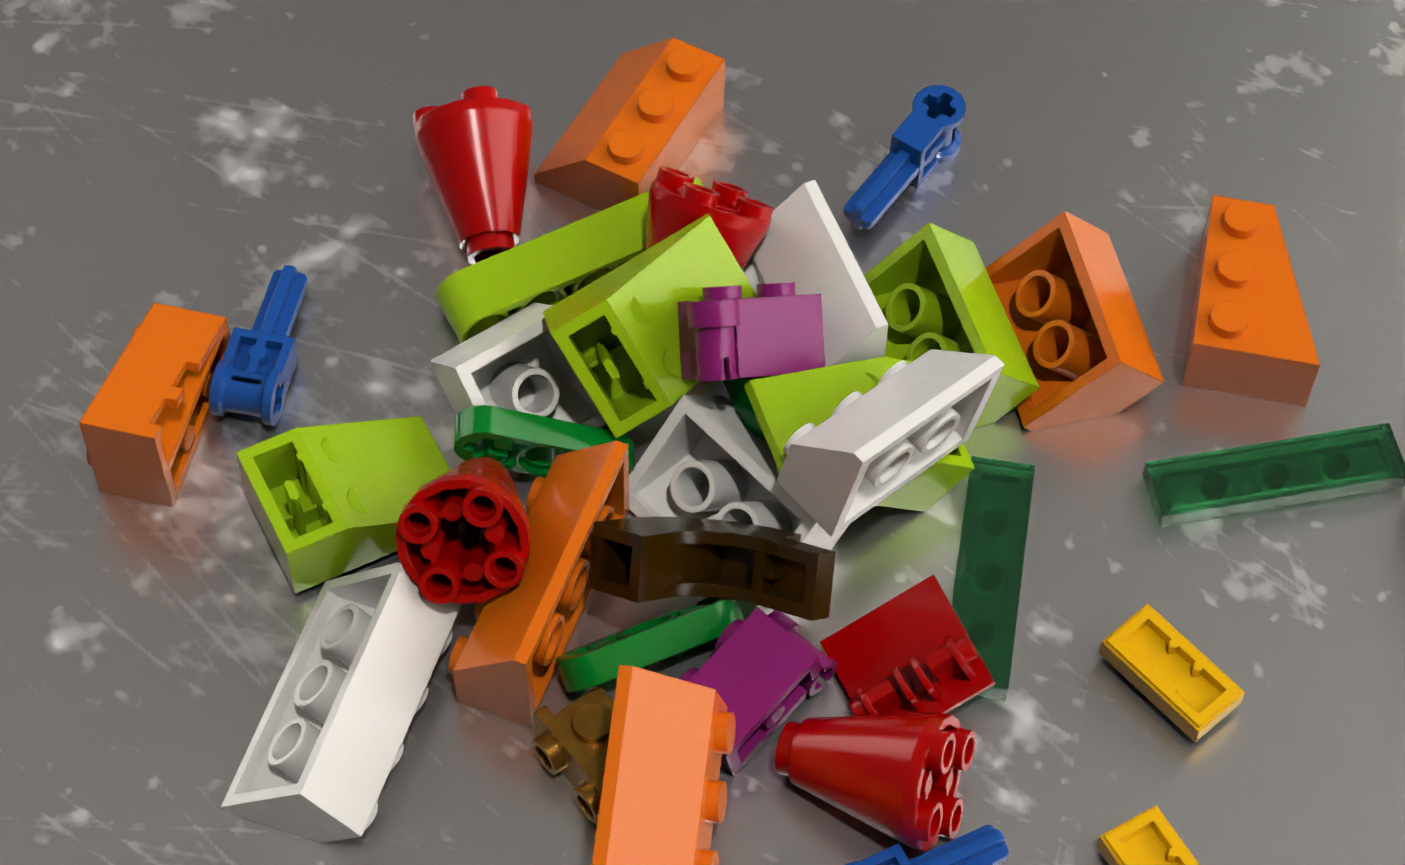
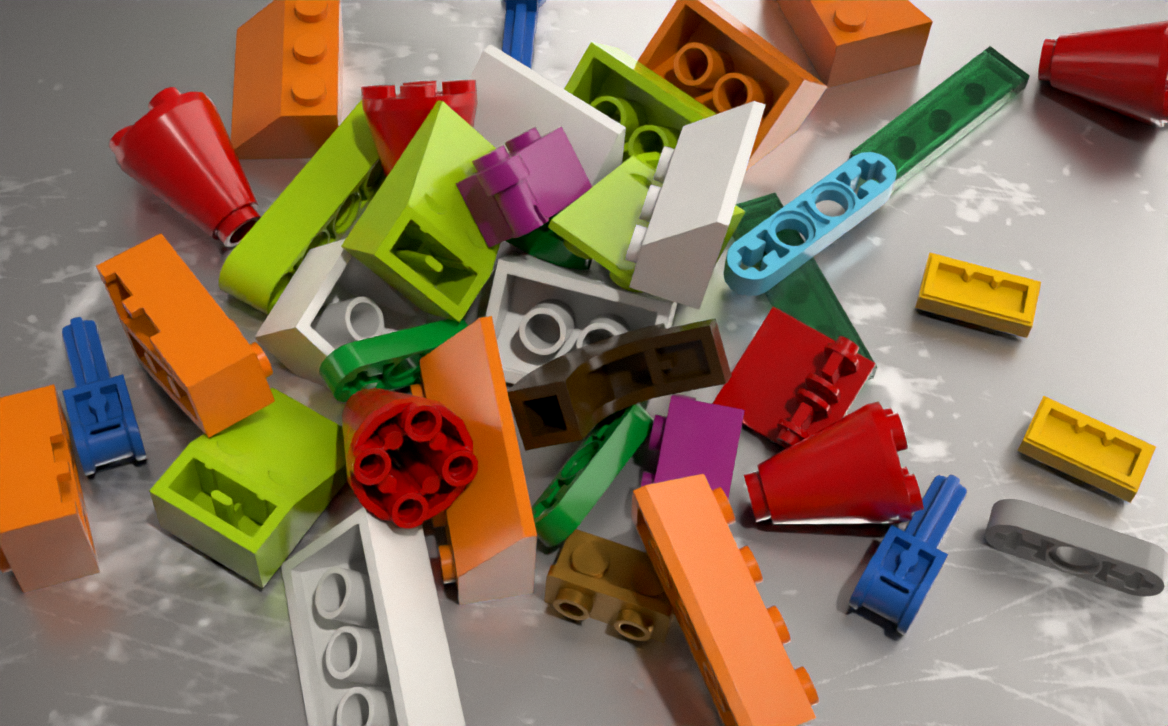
camera: 35 degrees left, 0 degrees up
(359, 329) = (185, 337): none -> orange wedge
(1038, 502) = (804, 217): none -> medium azure beam

